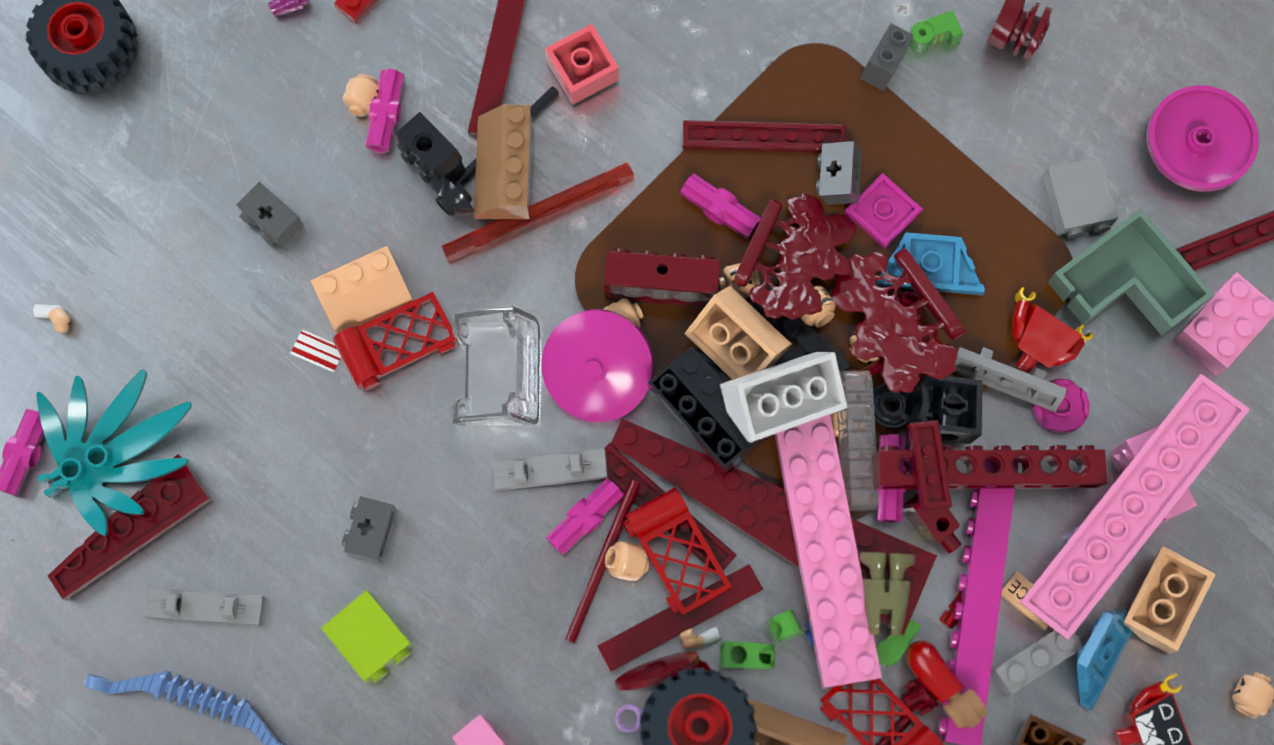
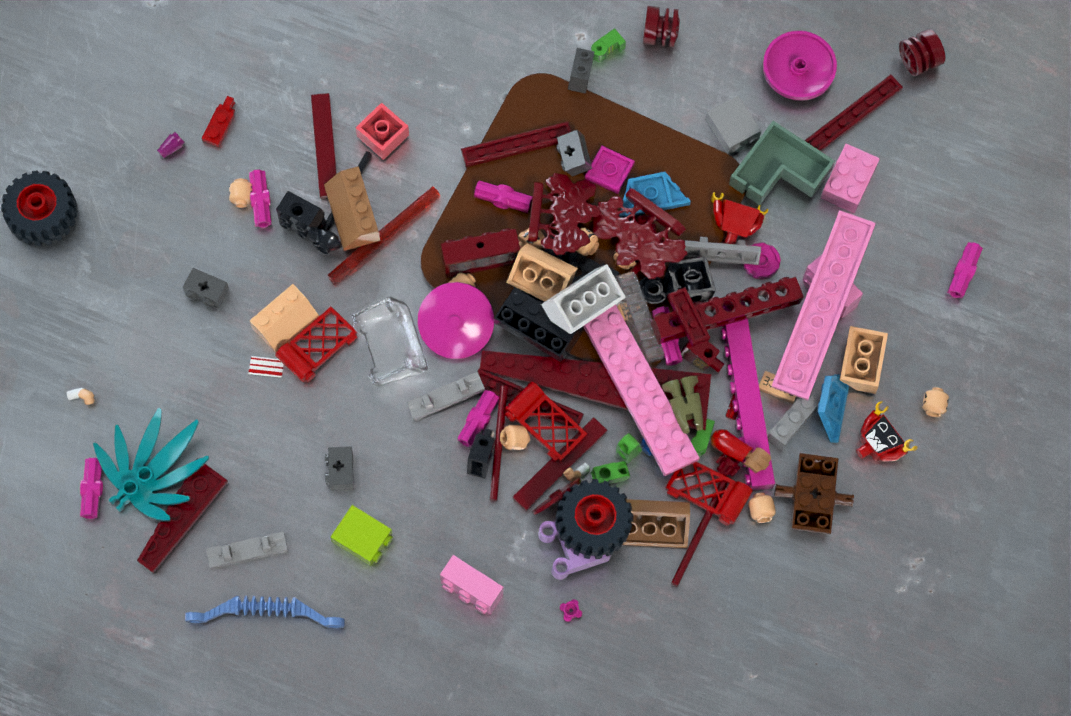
camera: 20 degrees left, 5 degrees down
(566, 577) = (481, 454): none -> black torso

